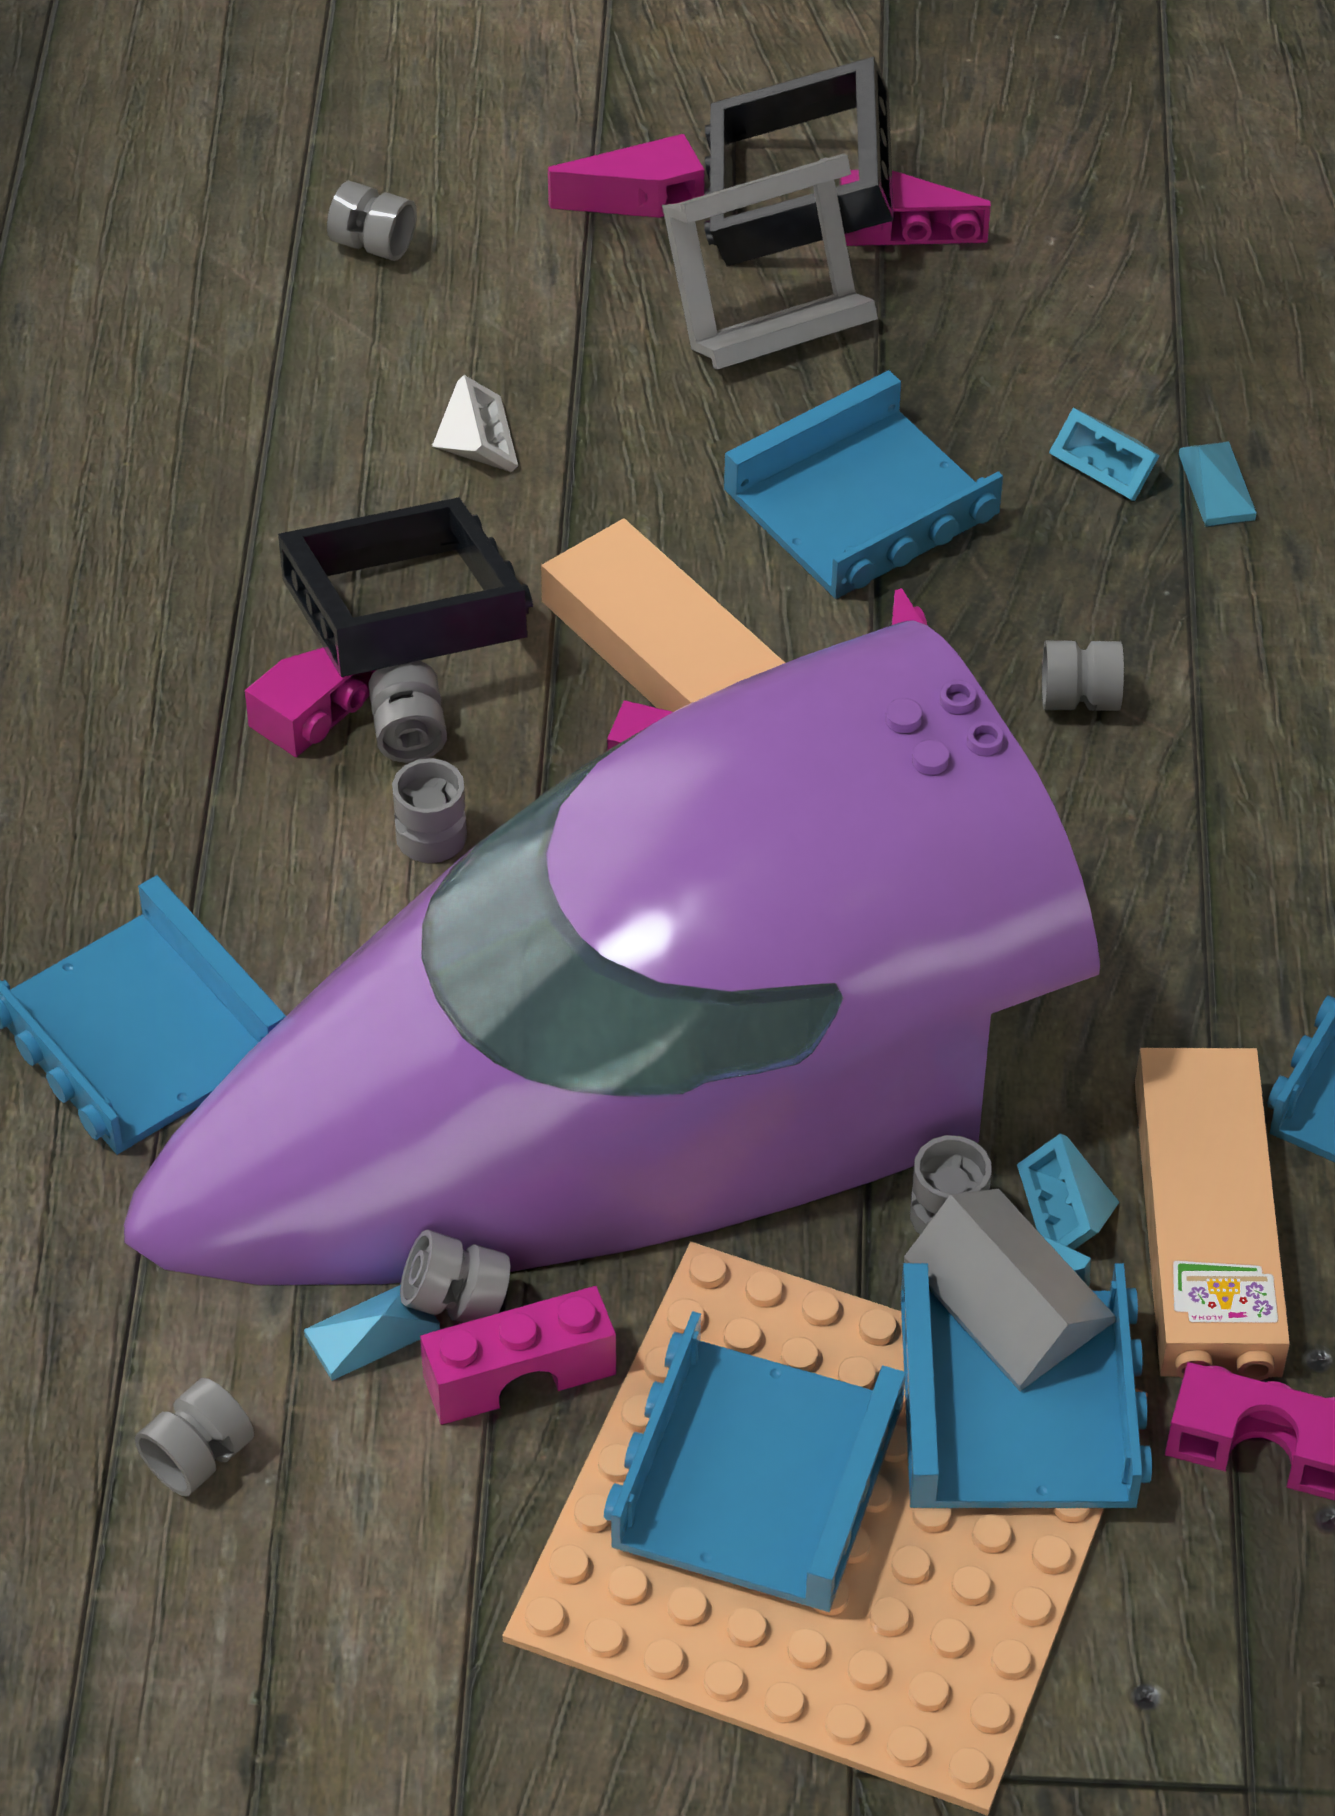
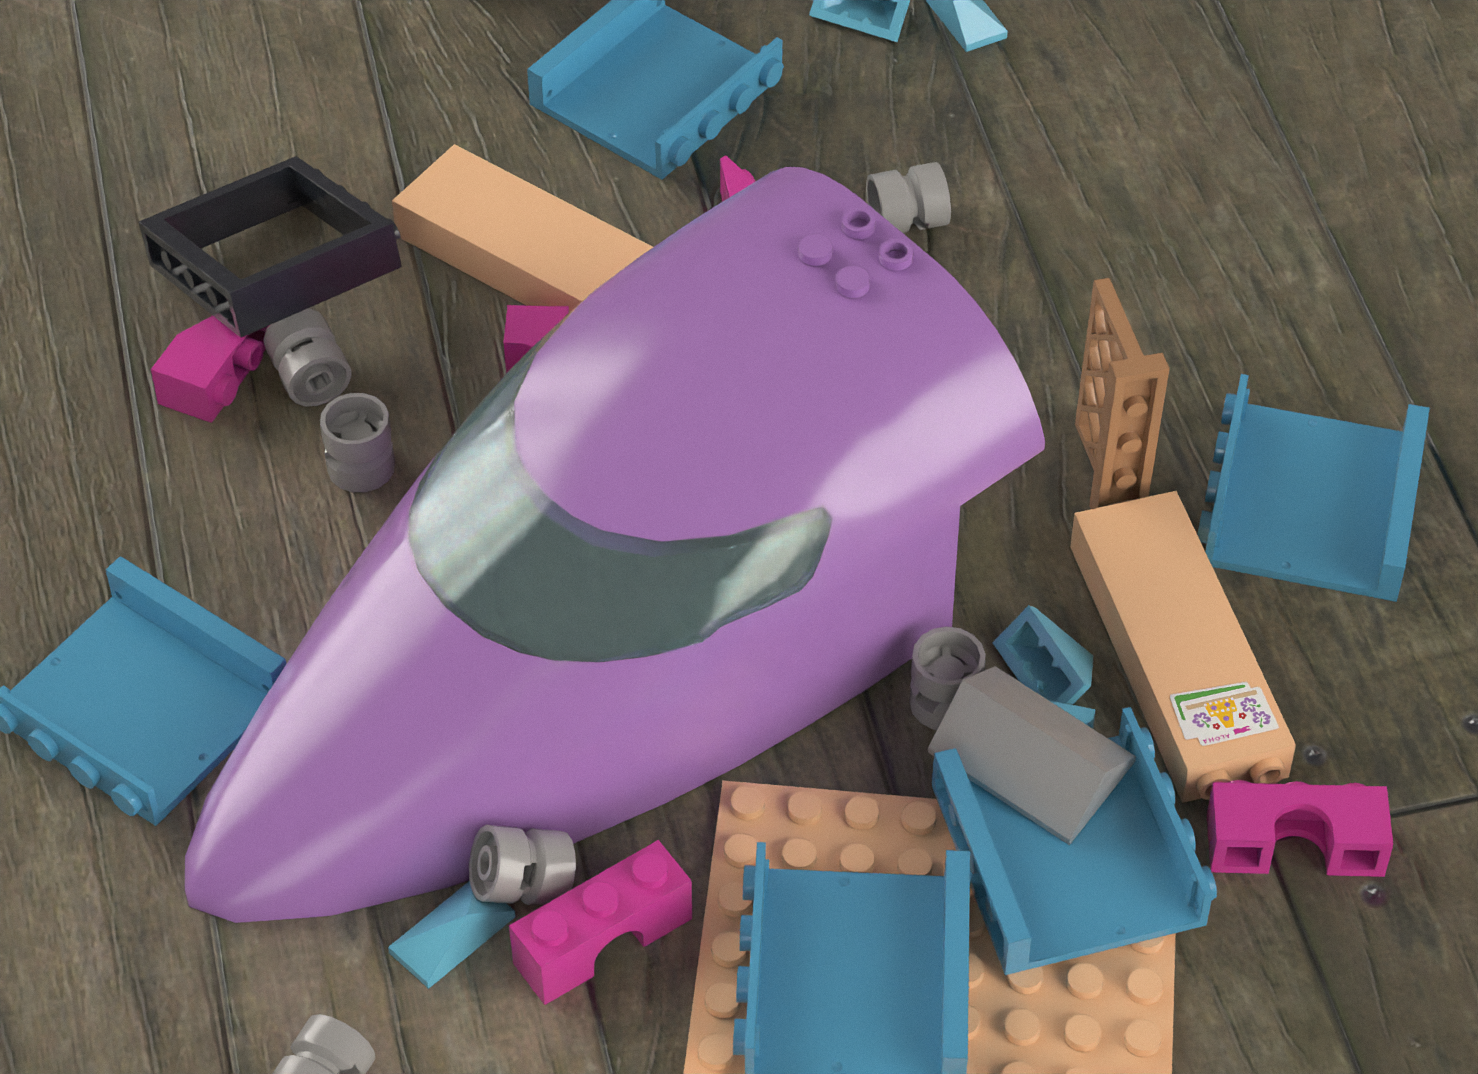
camera: 15 degrees left, 0 degrees up
(476, 426) = (287, 93): white slope -> none
(1216, 947) = (1118, 402): none -> medium nougat fence

